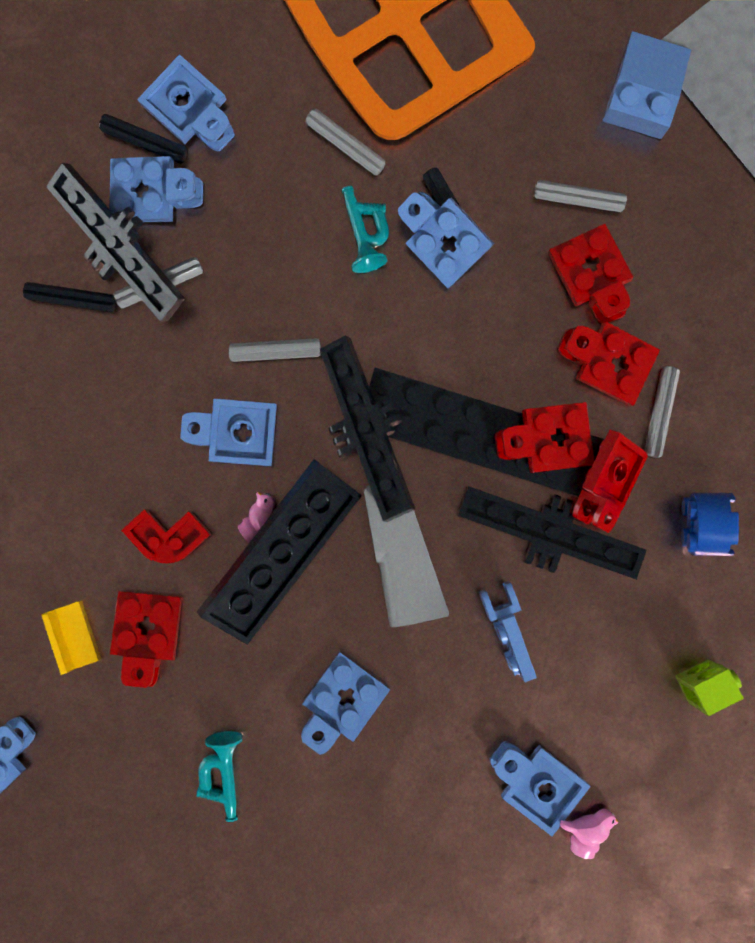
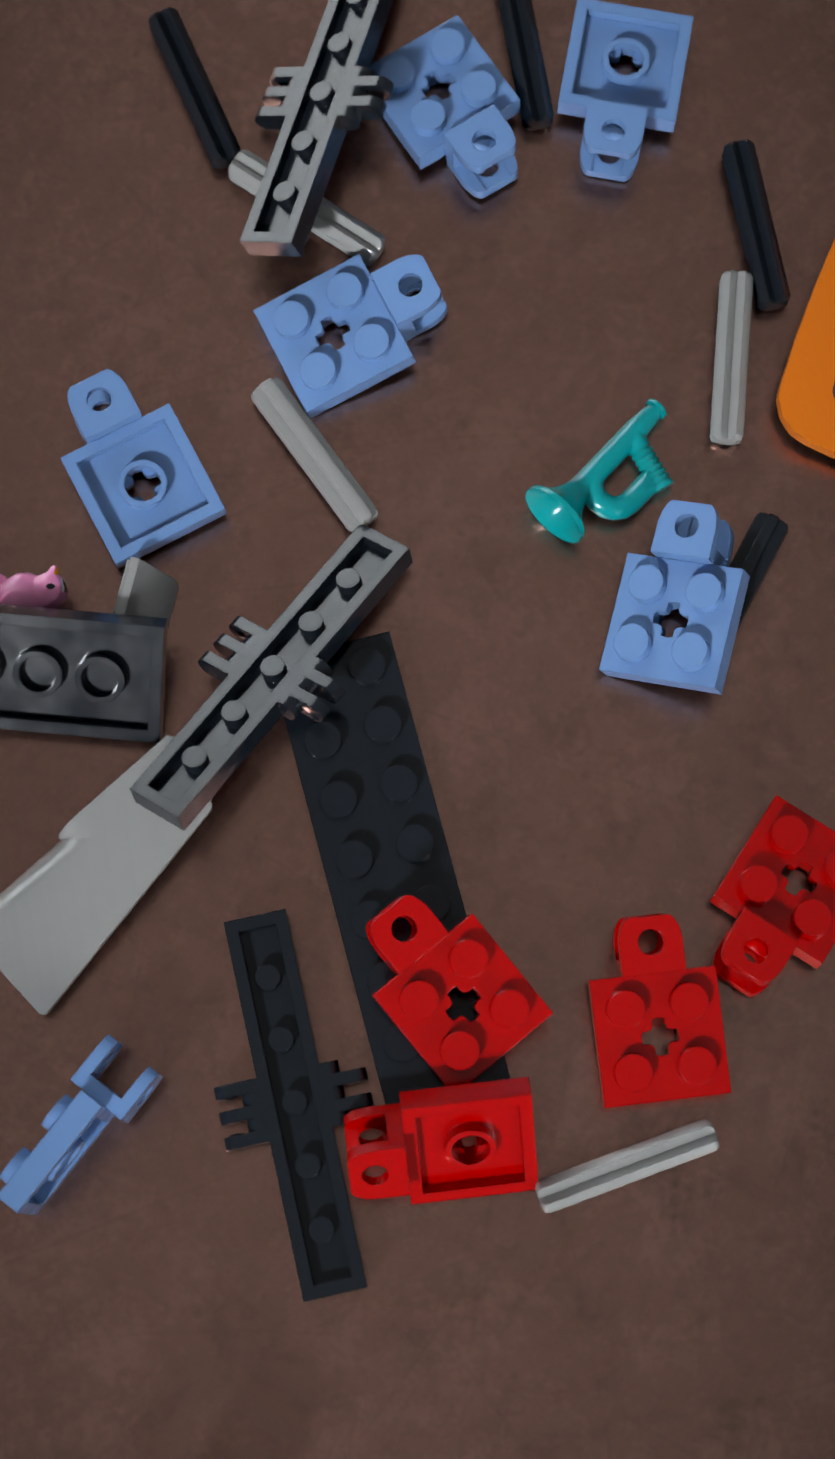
camera: 55 degrees right, 10 degrees down
(232, 284) = (379, 323): none -> medium blue plate
(291, 91) = (755, 225): none -> black axle
(293, 461) = (145, 591): none -> light grey slope
(710, 524) = (477, 1366): blue brick -> none

